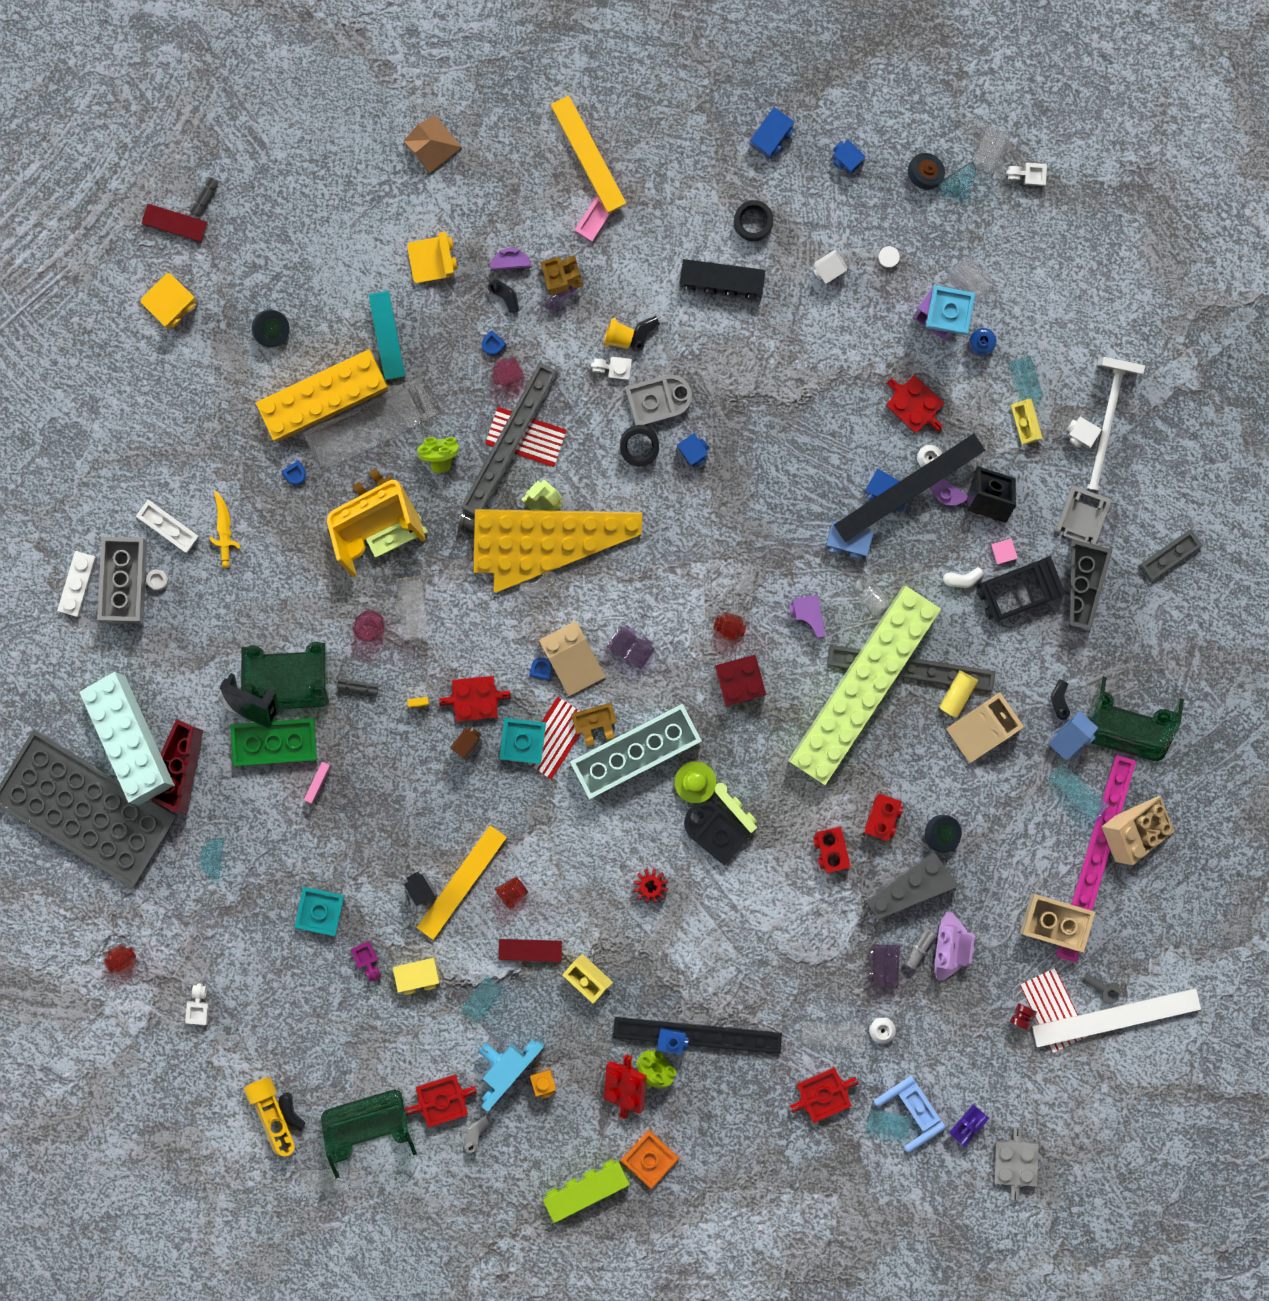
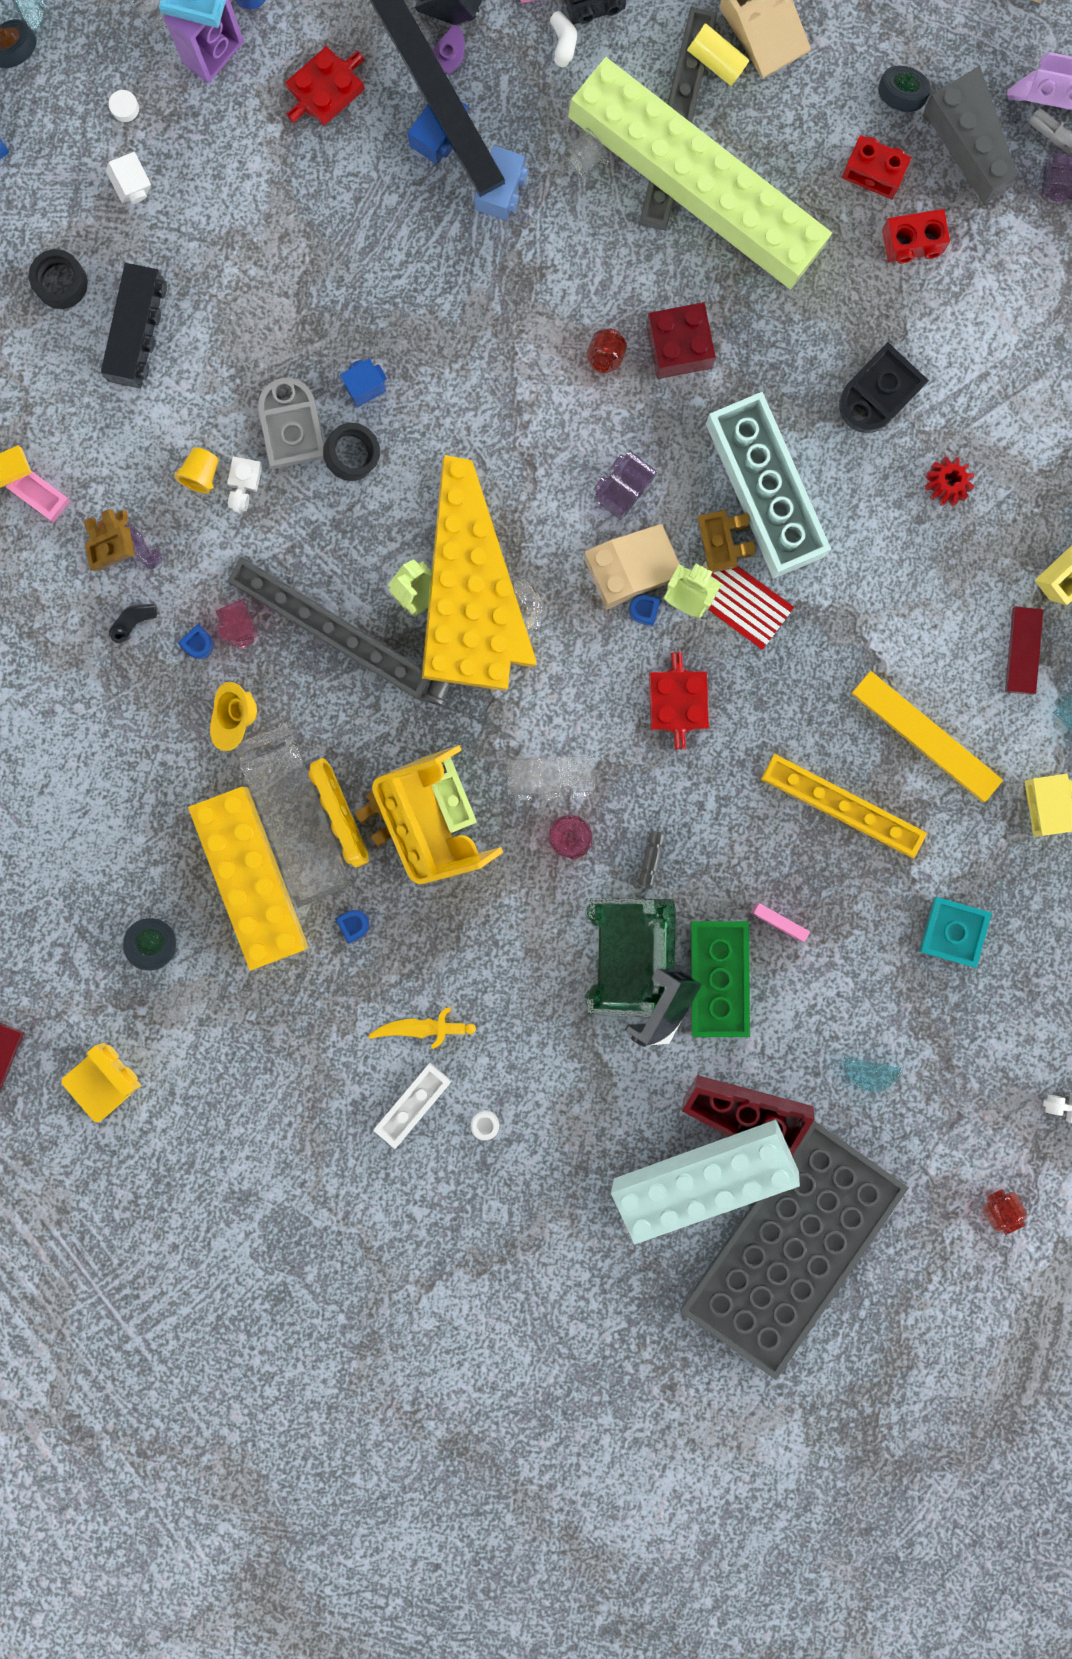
camera: 85 degrees left, 0 degrees up
(76, 583) = (482, 1237): white plate -> none
(122, 580) = (482, 1173): light grey brick -> none
(364, 956) = (1021, 875): magenta plate -> none
(368, 460) = (334, 803): none -> yellow plate
(387, 335) = (171, 784): teal slope -> none
(406, 824) = (843, 806): none -> yellow tile
(418, 702) = (679, 776): yellow tile -> none
(419, 888) = (937, 790): black brick -> none
(432, 258) = (72, 714): yellow bracket -> none
(438, 453) = (340, 724): lime plate -> none
(440, 374) = (231, 715): none -> yellow piece
(467, 742) = (741, 712): reddish brown brick -> none
(510, 259) = (82, 610): medium lavender plate -> none
(511, 892) = (946, 668): clear red piece -> none
(522, 740) = (741, 640): teal plate -> none
(540, 442) = (336, 588): sticker -> none
(555, 701) = (692, 590): none -> yellowish green hair
(641, 331) = (193, 438): black arm -> none
(695, 782) = (812, 413): lime plate -> none
(735, 806) = (850, 361): yellowish green plate -> none
(808, 610) = (596, 240): medium lavender arch -> none
(925, 452) = (396, 80): white plate -> none

